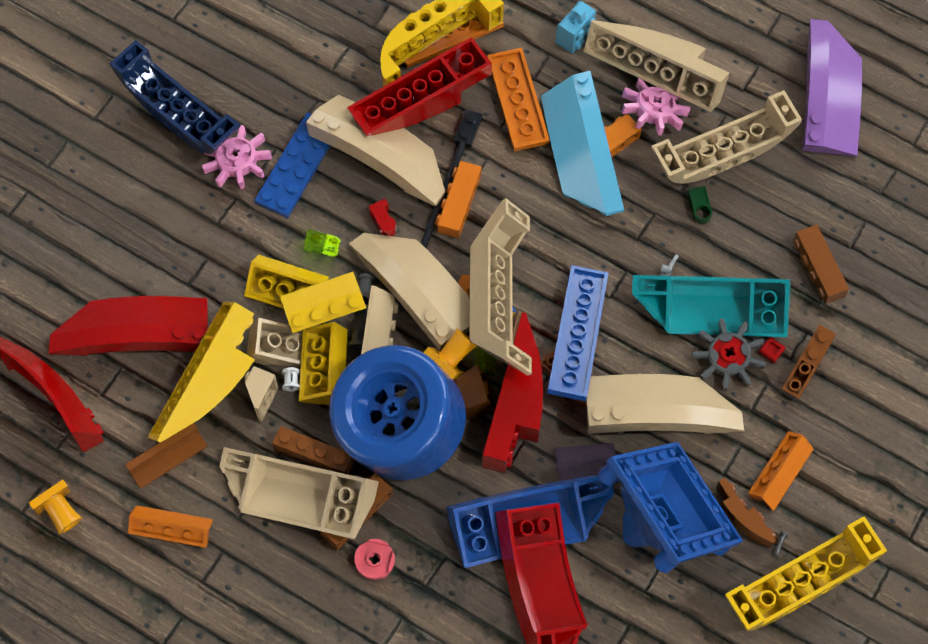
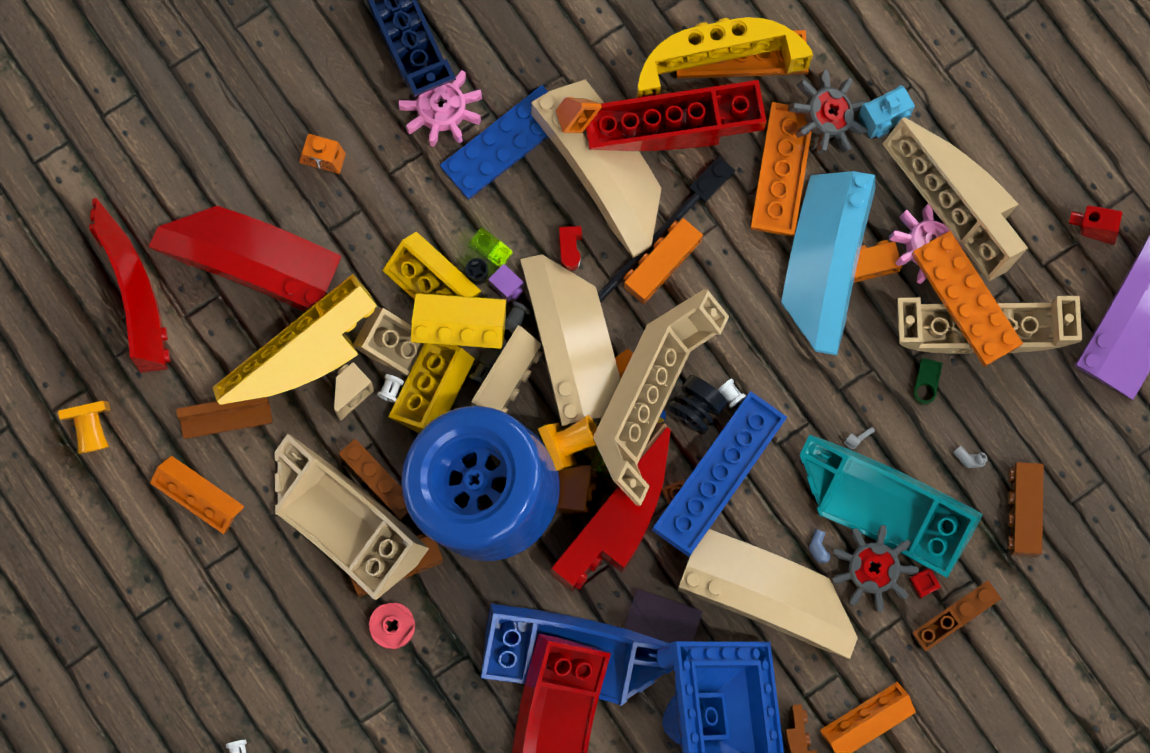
camera: 20 degrees right, 10 degrees up
(158, 227) = (321, 153): none -> orange torso
(317, 261) = (477, 267): none -> black wheel
(345, 112) = (576, 114): none -> orange slope
(346, 263) = (506, 283): none -> medium lavender brick
(533, 44) = (828, 112): none -> dark grey gear
(536, 289) = (699, 401): none -> black wheel
(557, 273) = (731, 393): none -> white bush
(678, 359) = (817, 549): none -> sand blue arm
(702, 129) = (967, 298): none -> orange plate
(761, 247) = (970, 460): none -> light grey arm
(770, 42) = (1098, 223): none -> red torso

